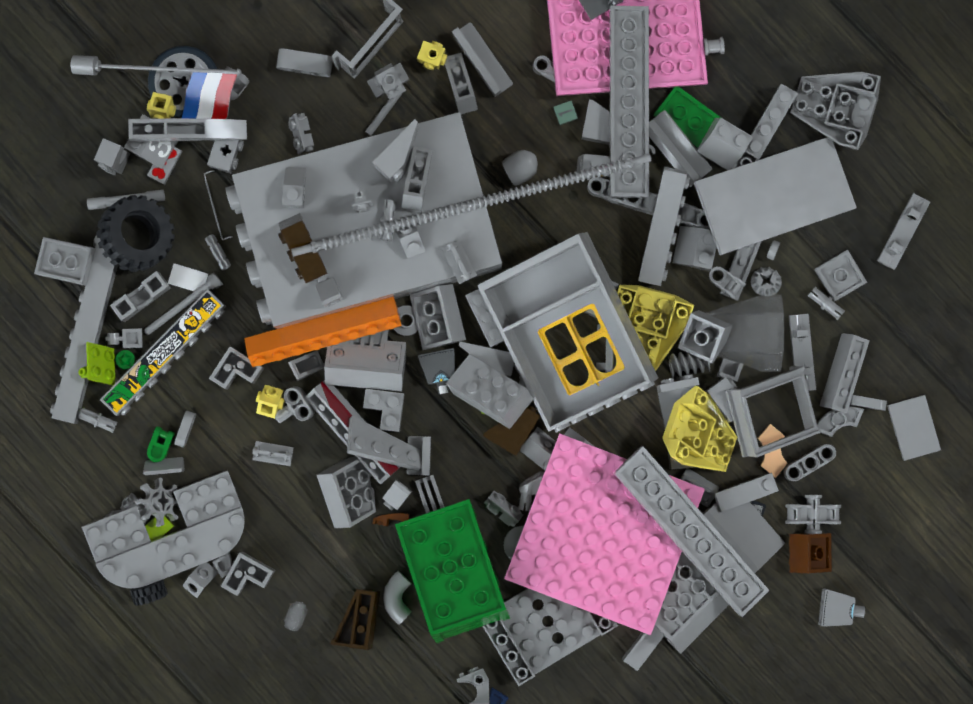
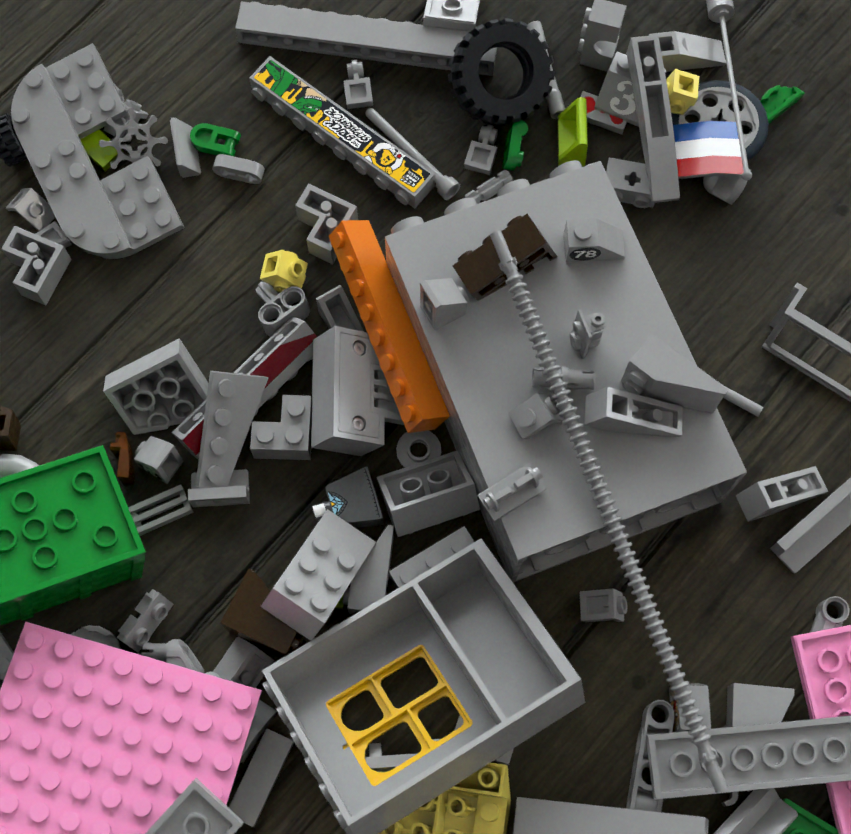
camera: 85 degrees right, 15 degrees down
(97, 420) = (243, 62): light grey axle -> none
(99, 364) = (318, 50): lime hinge -> none
(124, 96) = (689, 51): none -> light grey slope
(125, 359) = (330, 87): green tile -> none
(146, 293) = (401, 82): light grey arch -> none
(168, 35) = (779, 99): none -> green tile
(184, 187) = (573, 132): none -> lime tile
(187, 277) = (449, 154): white sticker -> none
(192, 254) = (482, 155): none -> light grey plate
(193, 232) = (512, 155): none -> green plate
(272, 453) = (211, 285): light grey hinge -> none
(301, 141) = (682, 276): light grey hinge -> none
(304, 62) = (772, 272): light grey beam -> none
(389, 81) = (770, 388): light grey tile -> none
(428, 49) = (817, 446): light yellow brick -> none
(520, 166) = (673, 592): light grey piece -> none
(523, 212) = (602, 605): none -> light grey bracket
(565, 113) = (764, 656): sand green tile -> none
(608, 439) = (260, 777): none -> light grey tile

